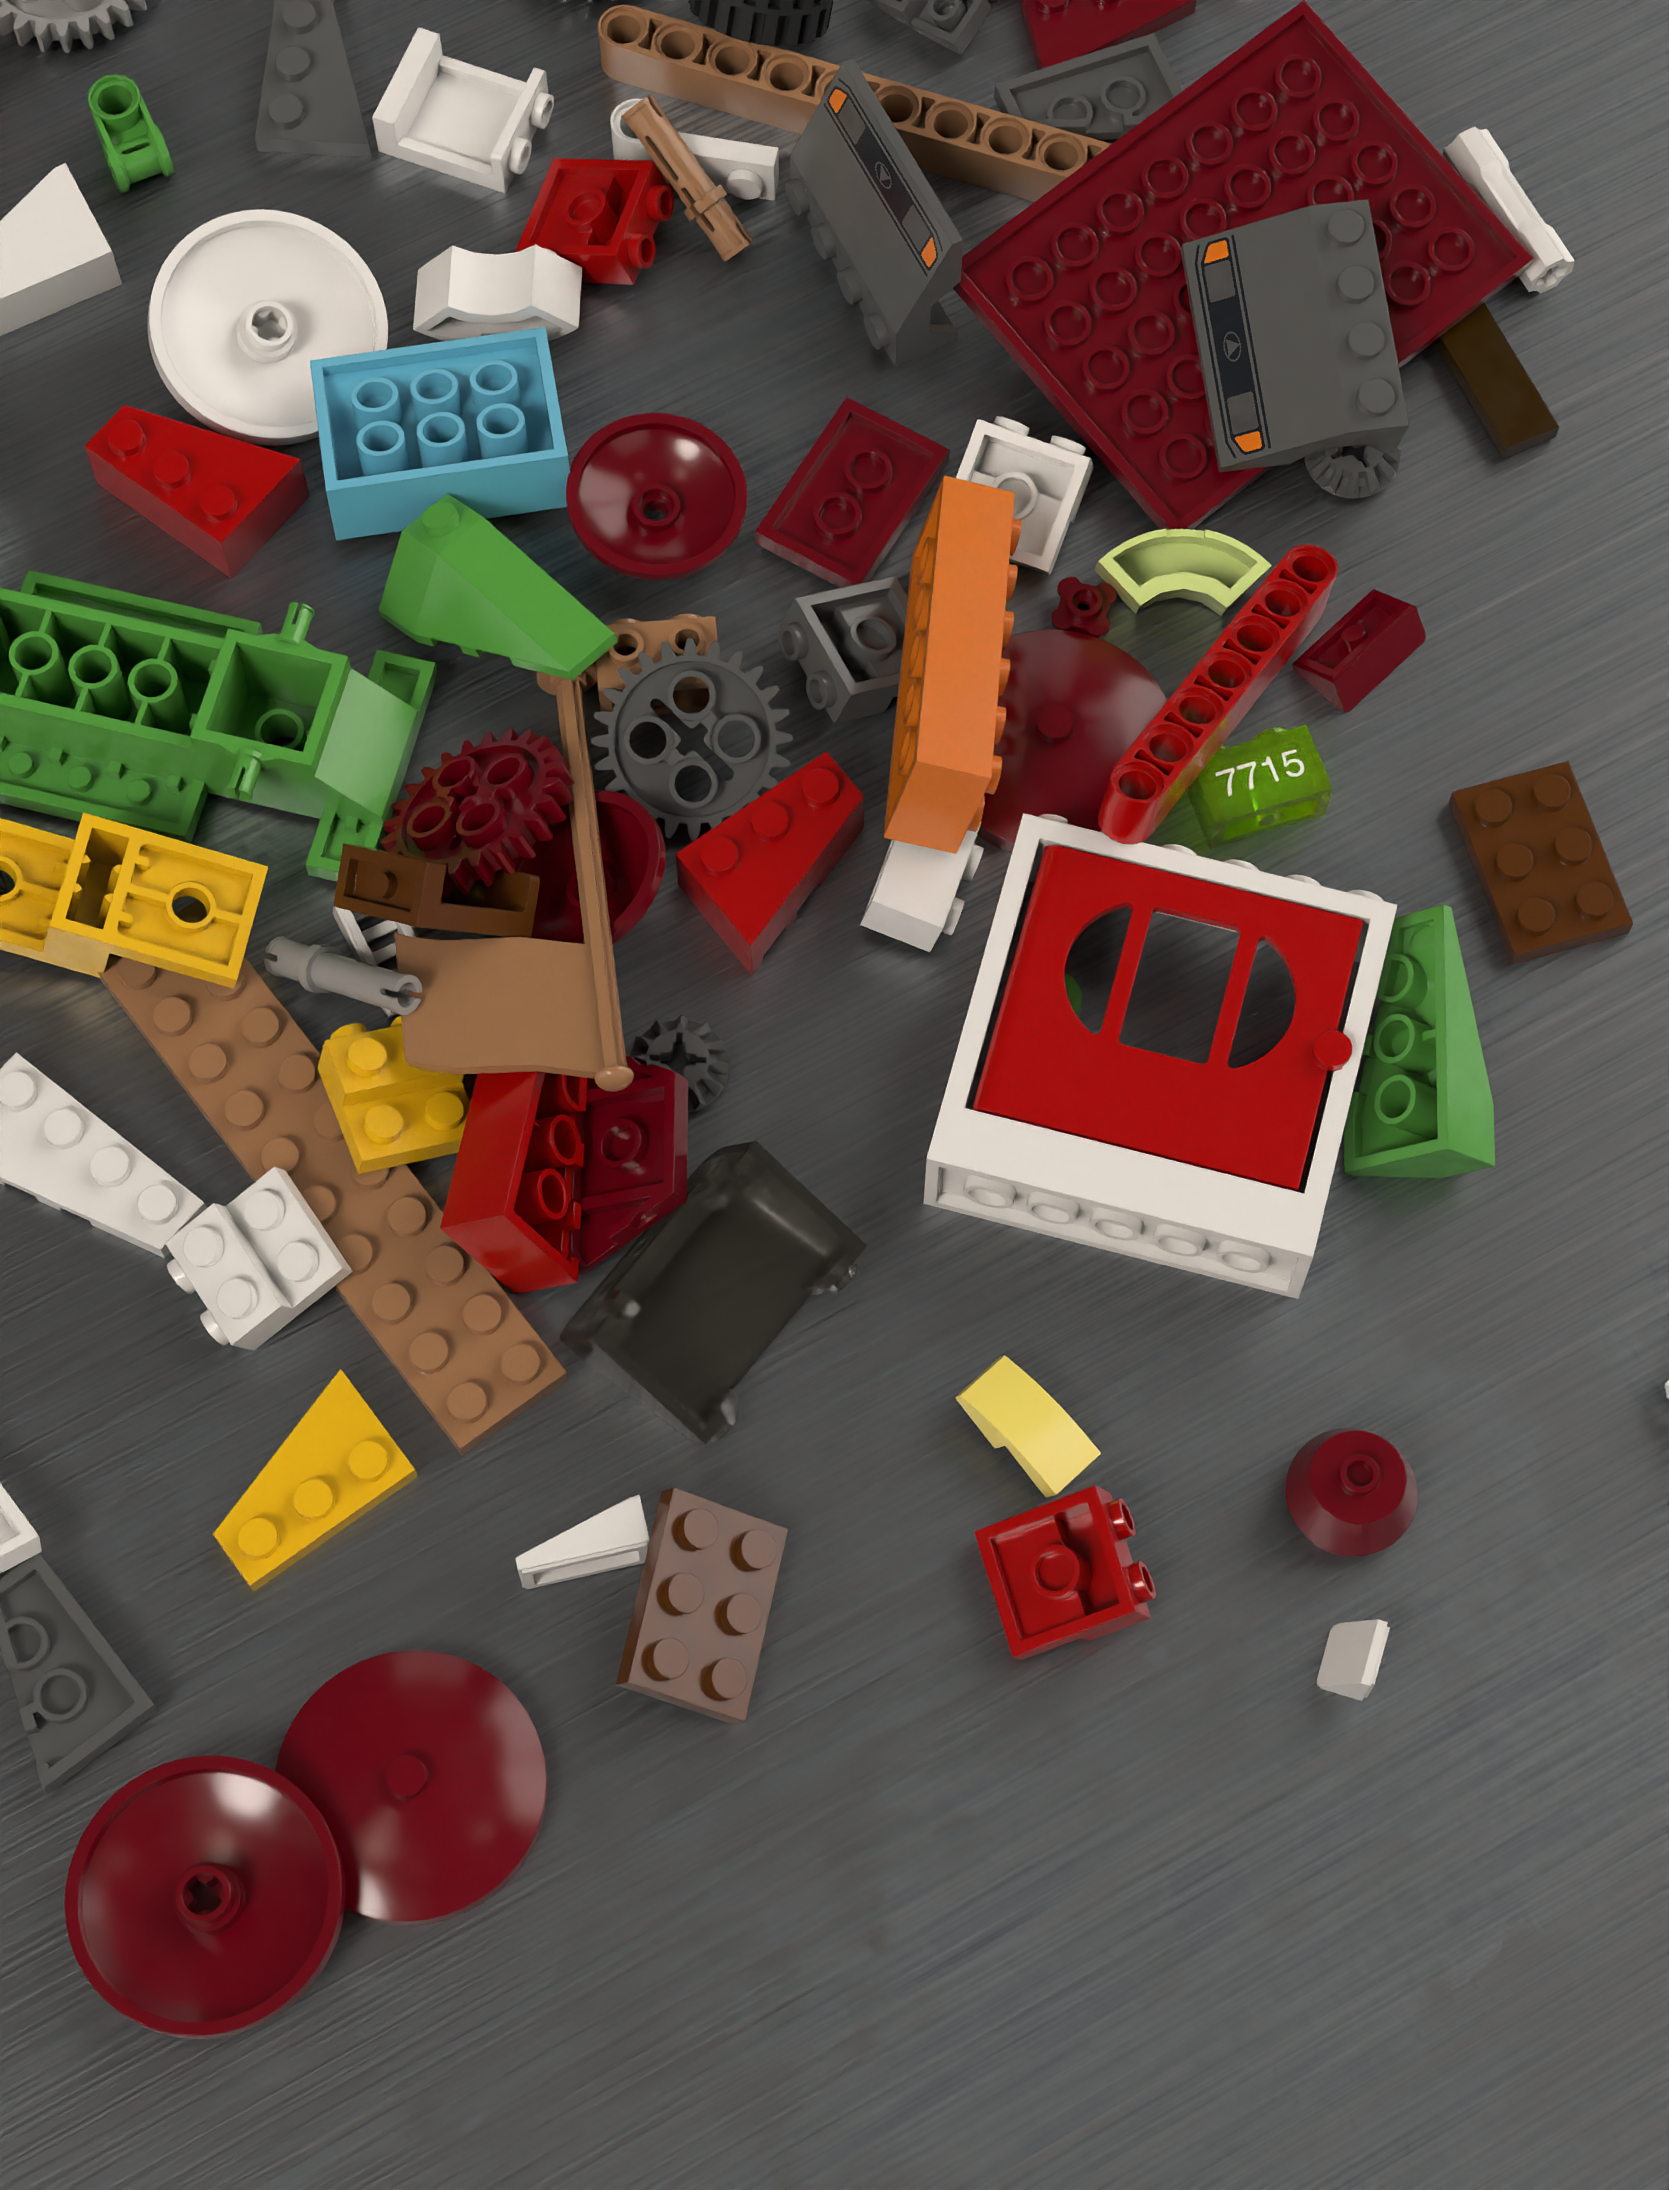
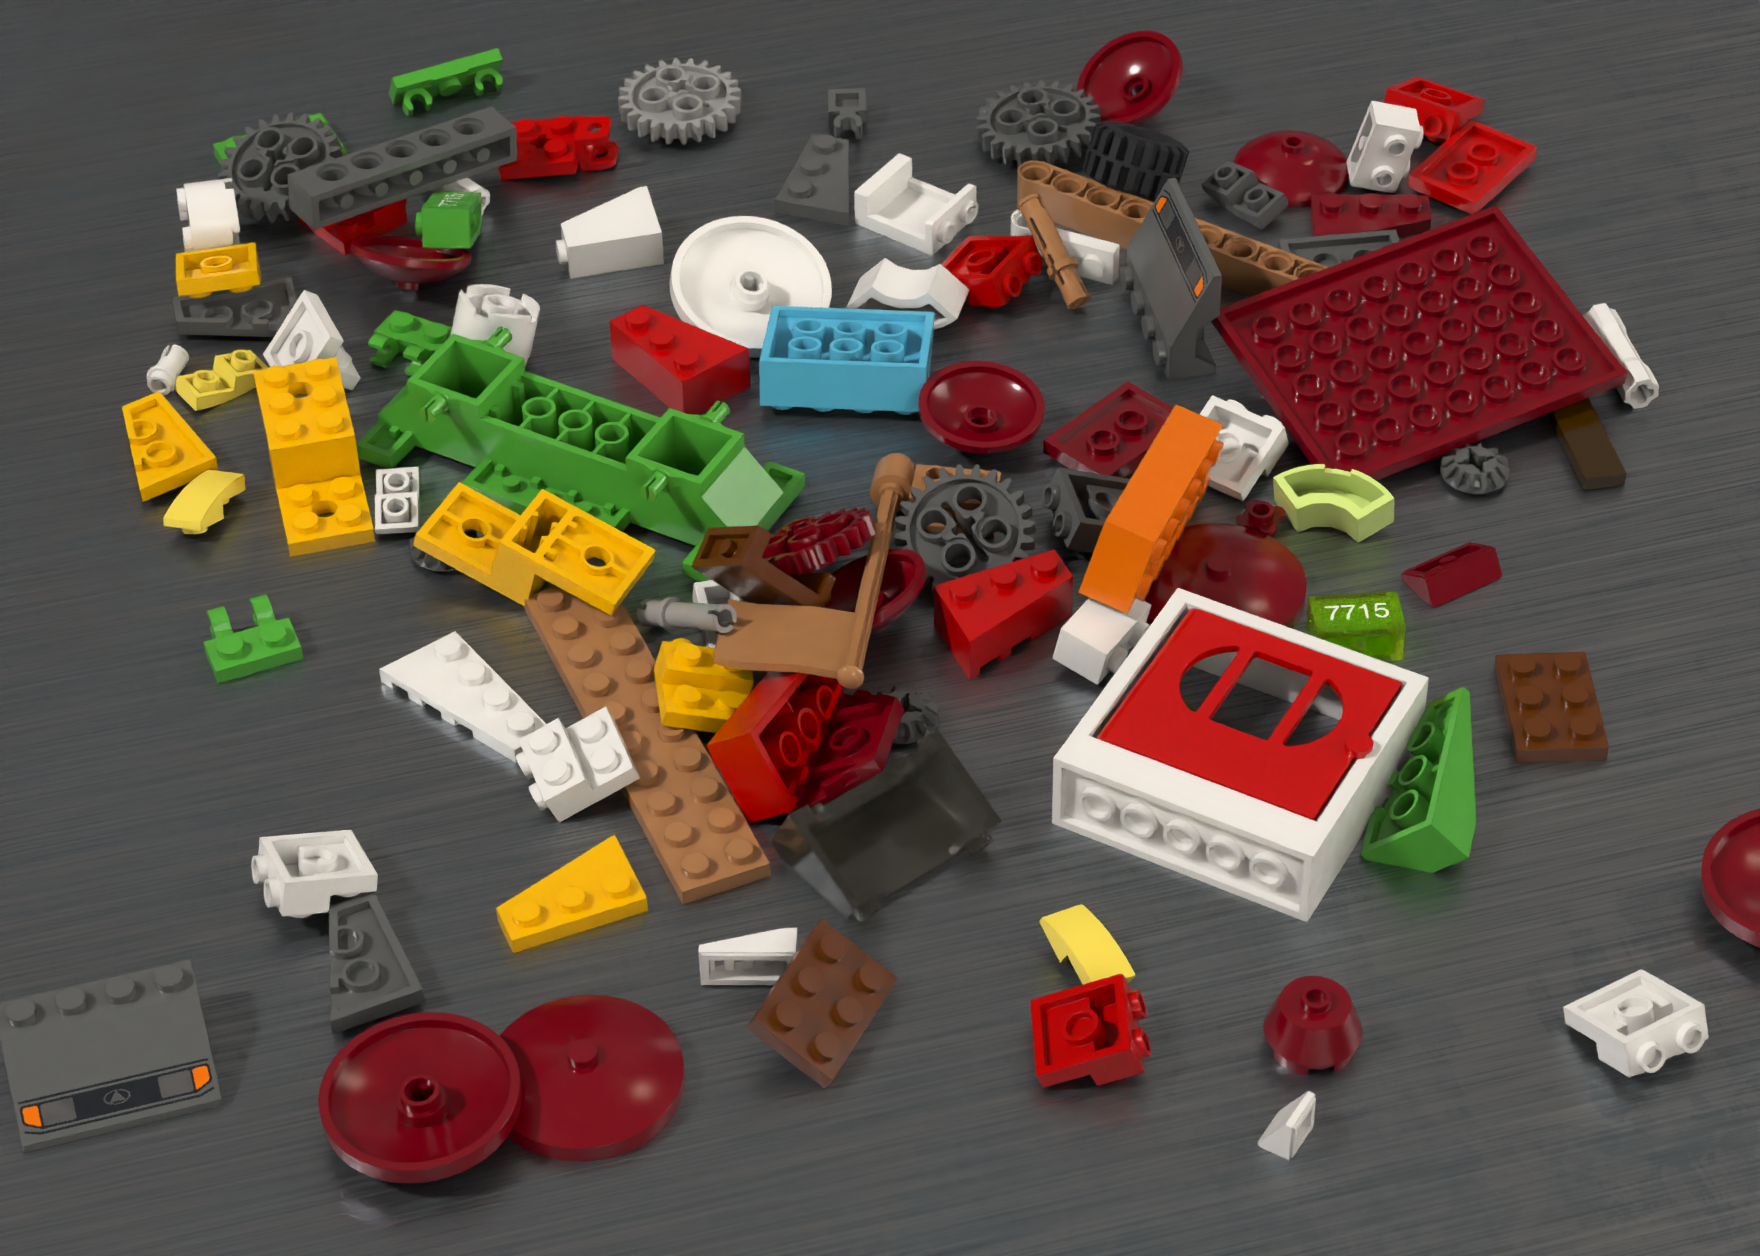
camera: 15 degrees right, 25 degrees down
(129, 139) = (693, 183): bright green piece -> none
(478, 590) = (848, 431): bright green wedge -> none
(1216, 695) = (1335, 556): red beam -> none
(1295, 337) = (1444, 381): dark grey piece -> none

